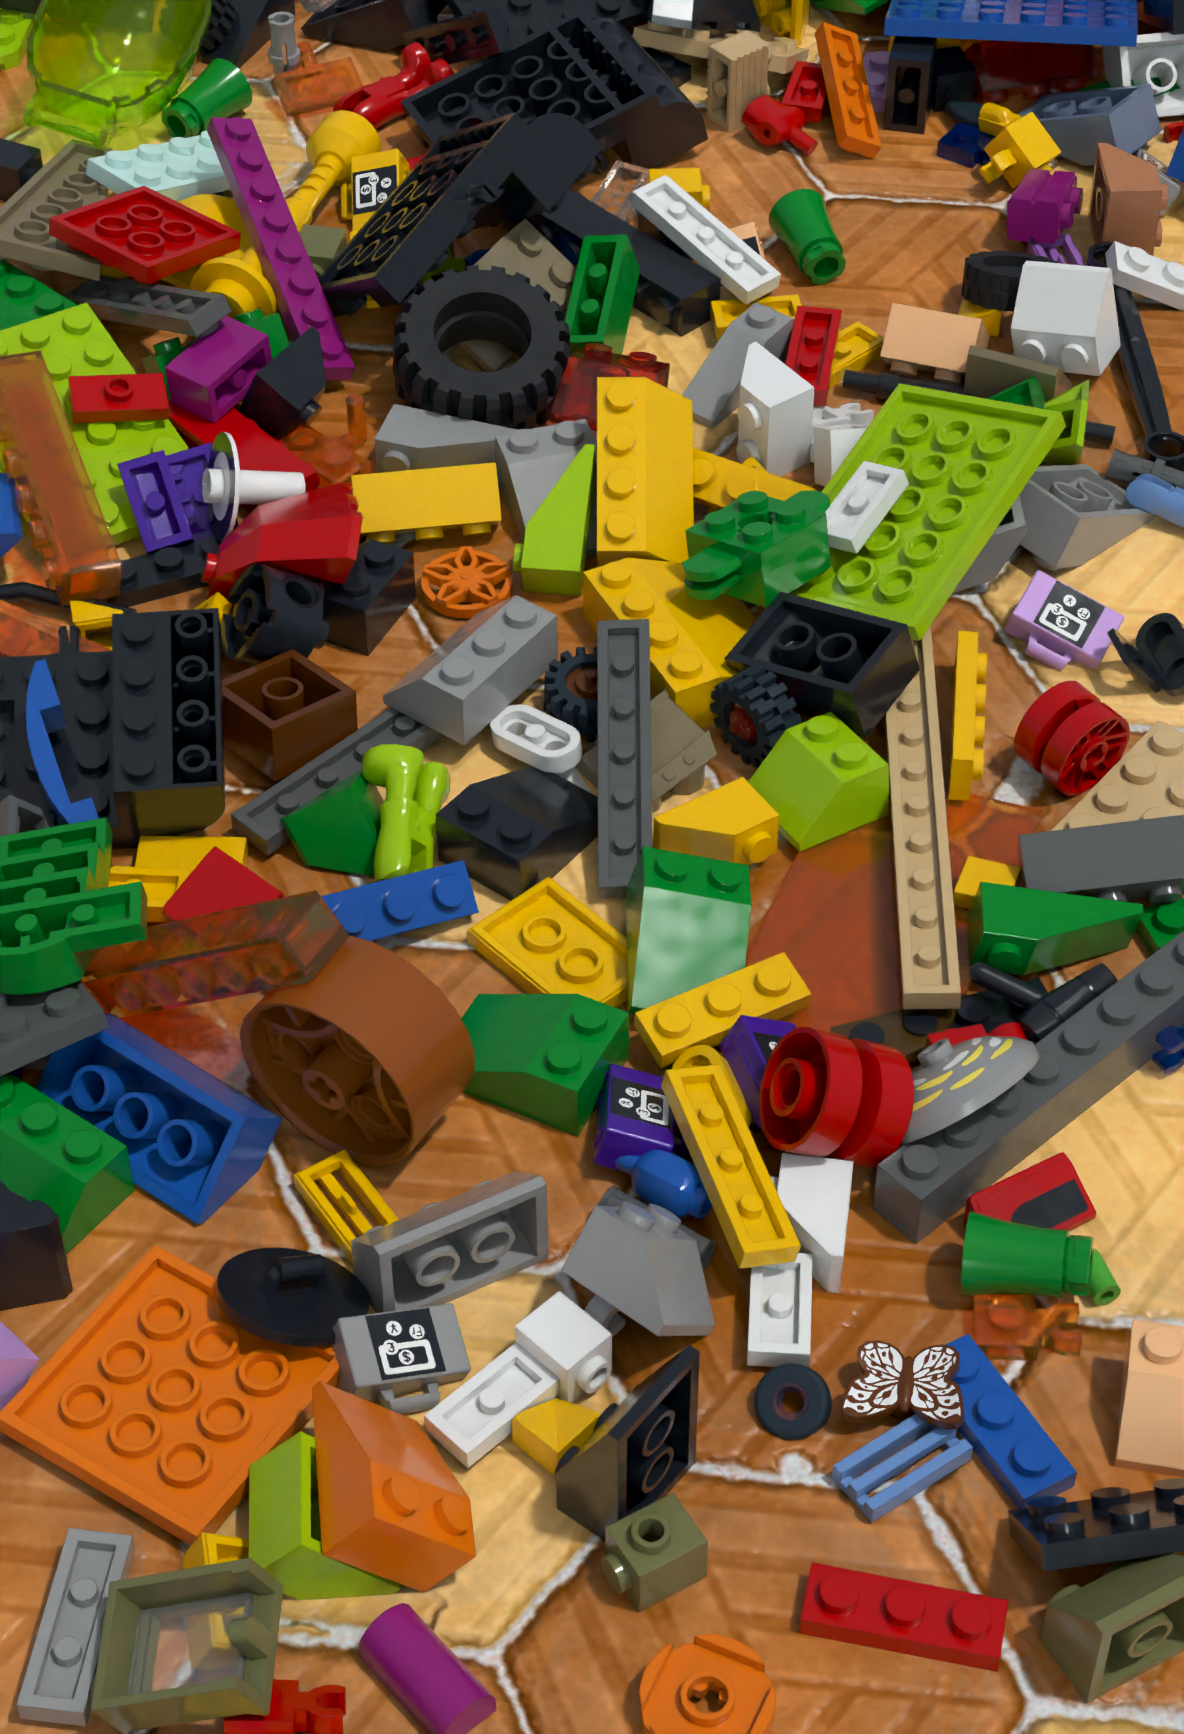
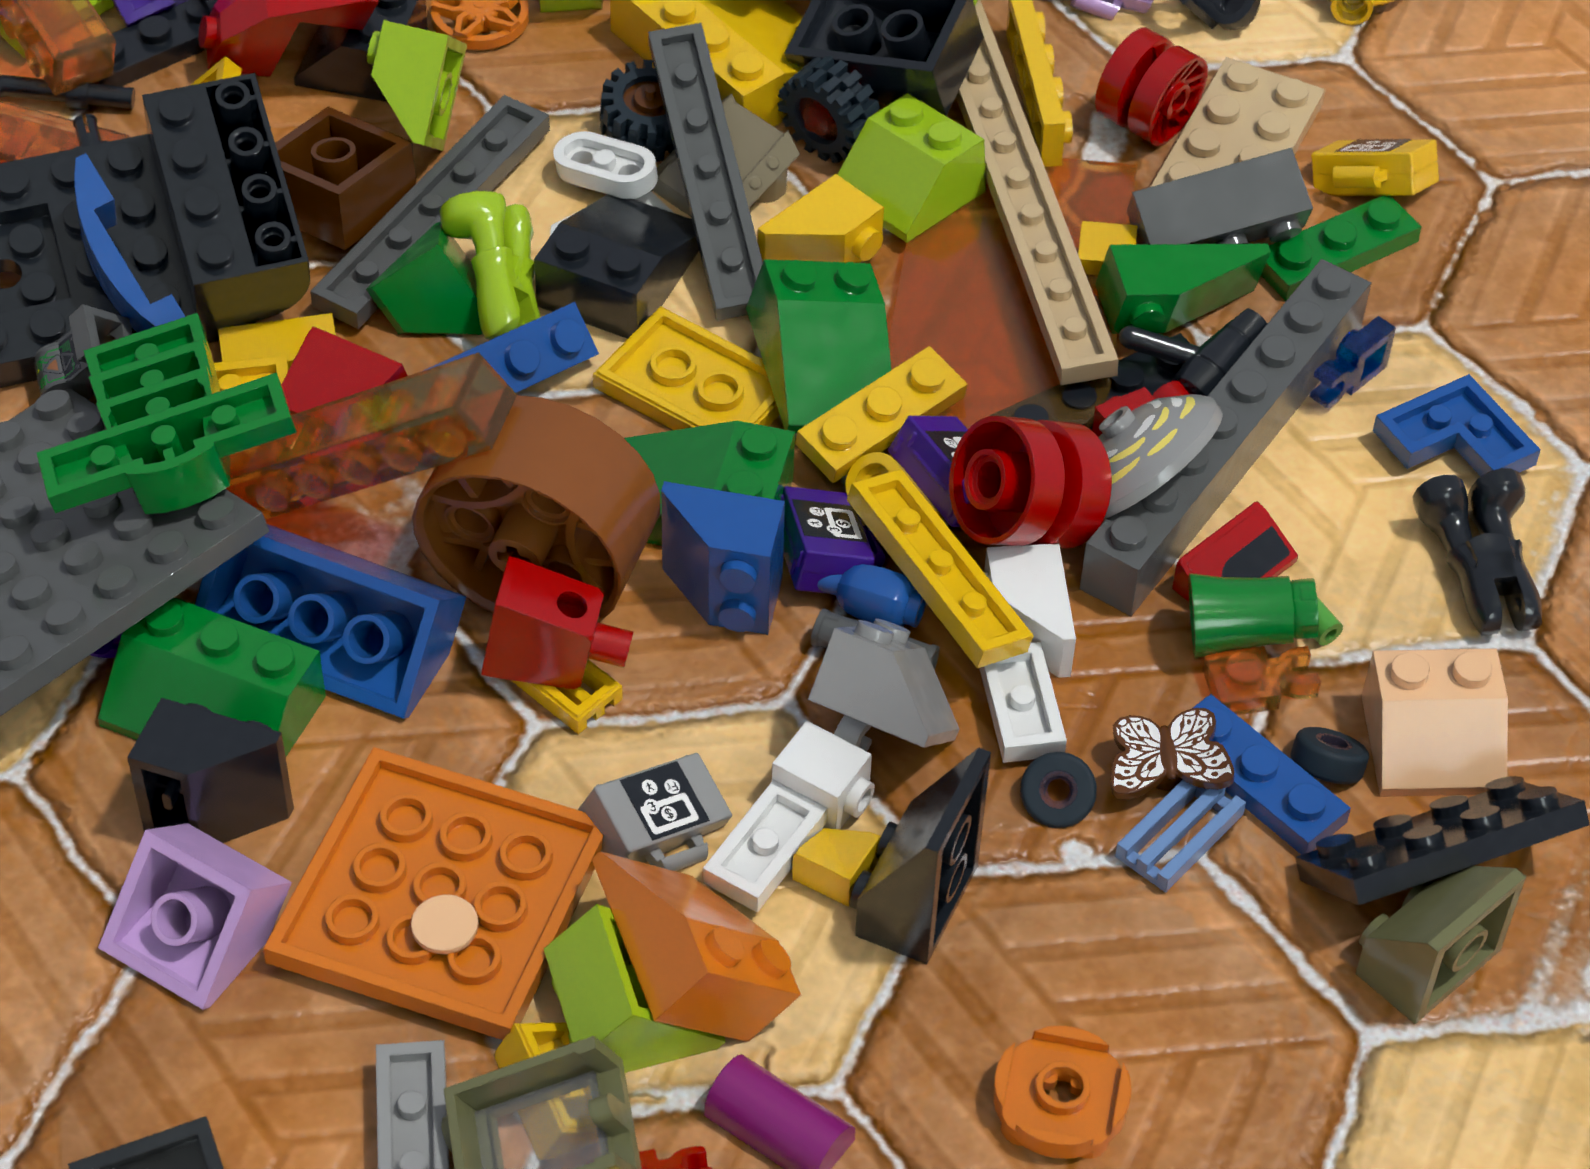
camera: 15 degrees left, 5 degrees up
(94, 621) = (109, 106): yellow slope -> none
(166, 1424) = (444, 924): none -> light nougat piece
(273, 616) = (300, 71): black brick -> none
(289, 1295) = (529, 773): black shield -> none
(341, 1160) = (549, 629): none -> red torso
(376, 635) = (418, 78): none -> lime slope
(455, 1244) = (682, 693): light grey slope -> none
(479, 669) = (528, 99): light grey slope -> none
(534, 1115) = (724, 553): none -> blue slope
(654, 1553) = (971, 959): olive brick -> none
(904, 1616) = (1223, 975): red plate -> none
(1072, 1415) = (1330, 755): none -> black wheel

